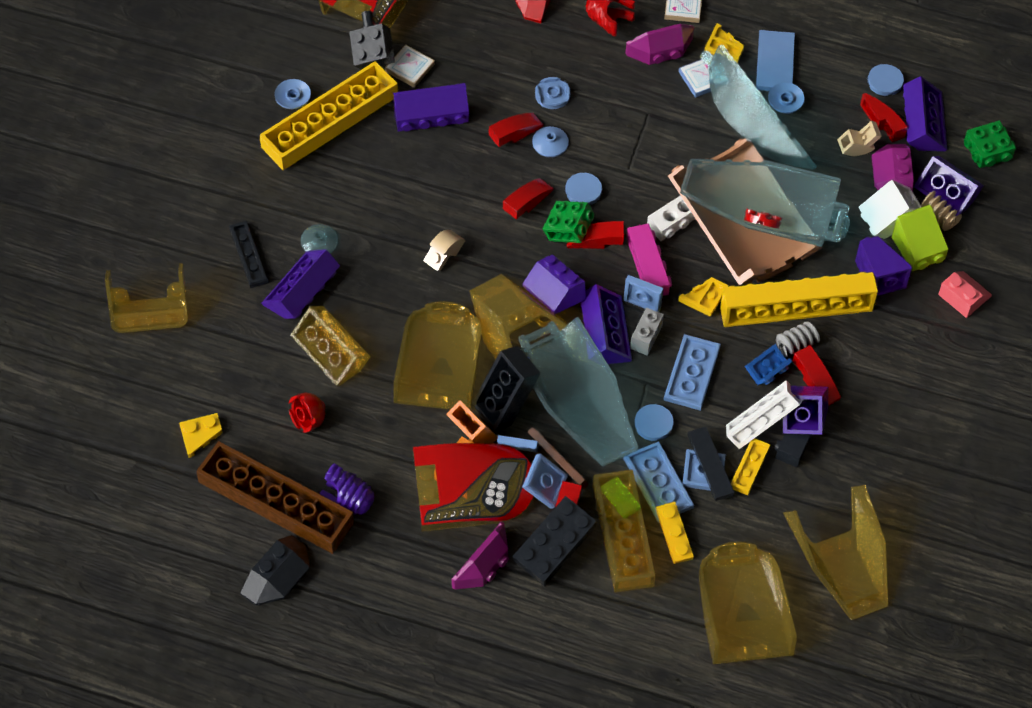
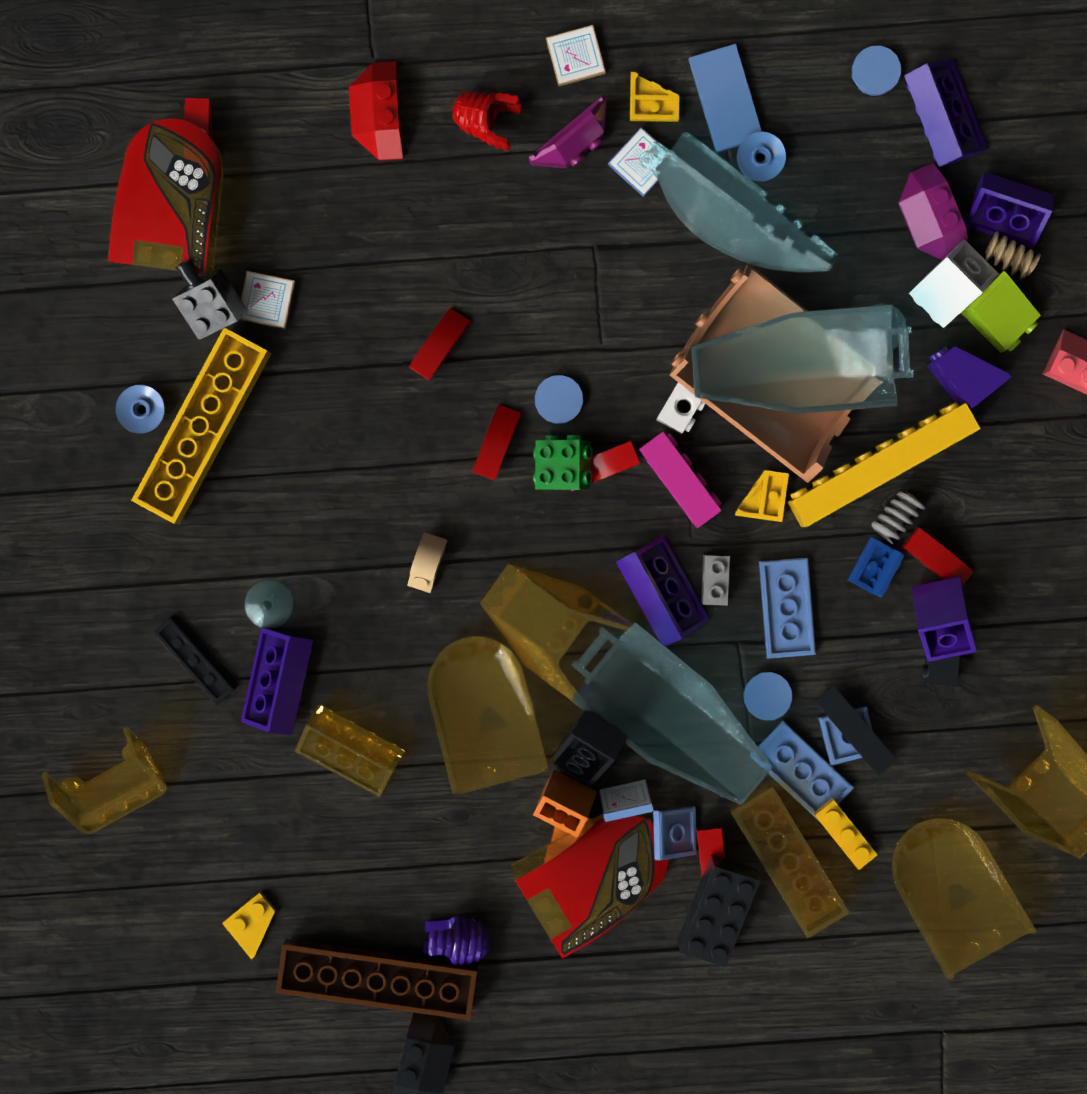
camera: 20 degrees left, 30 degrees up
(307, 411) = (365, 852): red cylinder -> none
(431, 107) = (323, 365): dark purple slope -> none
(484, 562) = (646, 957): magenta wedge -> none
(550, 147) = (492, 354): medium blue dish -> none
(552, 93) = (455, 266): medium blue tile -> none
(555, 284) = (582, 567): dark purple slope -> none
(557, 457) = (677, 793): reddish brown tile -> none
(620, 497) = (774, 832): clear neon green plate -> none
(643, 293) = (703, 535): medium blue tile -> none
(750, 466) = (900, 711): yellow plate -> none
(762, 415) = (898, 659): white fence -> none
(763, 218) = (806, 382): red plate -> none
(859, 142) = (877, 188): tan brick -> none
(884, 117) = (893, 136): red slope -> none
(989, 144) = (1042, 124): green brick -> none

